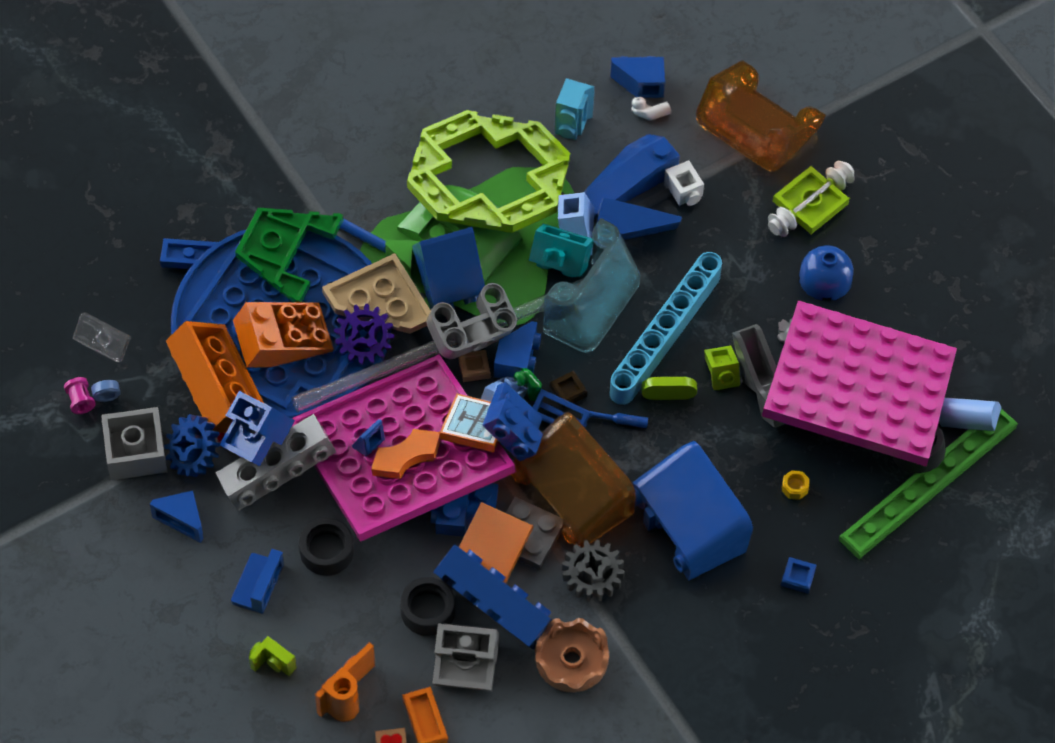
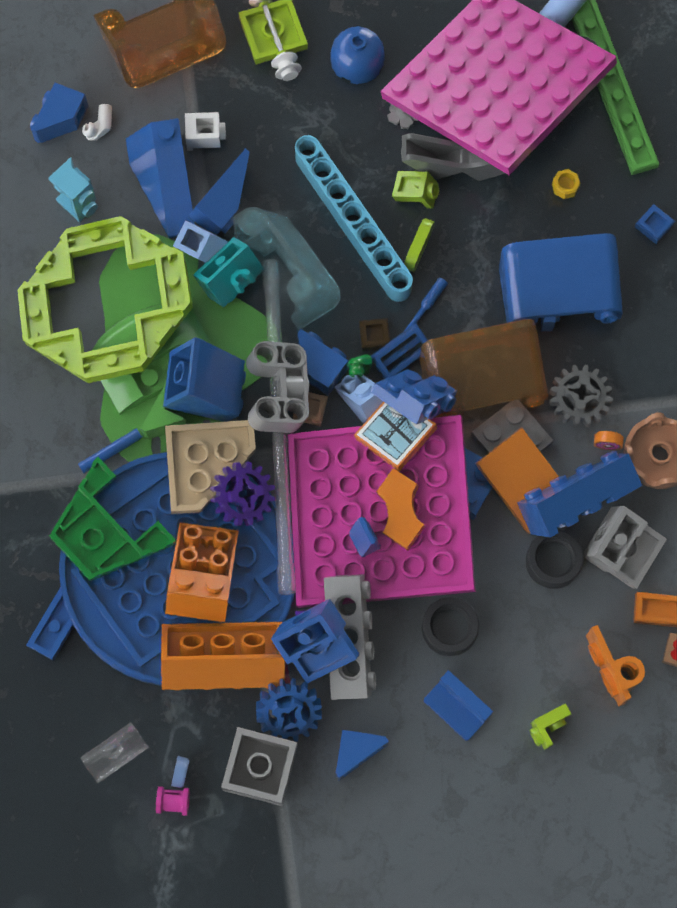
camera: 65 degrees left, 15 degrees up
(562, 608) = (608, 440): none -> orange tile

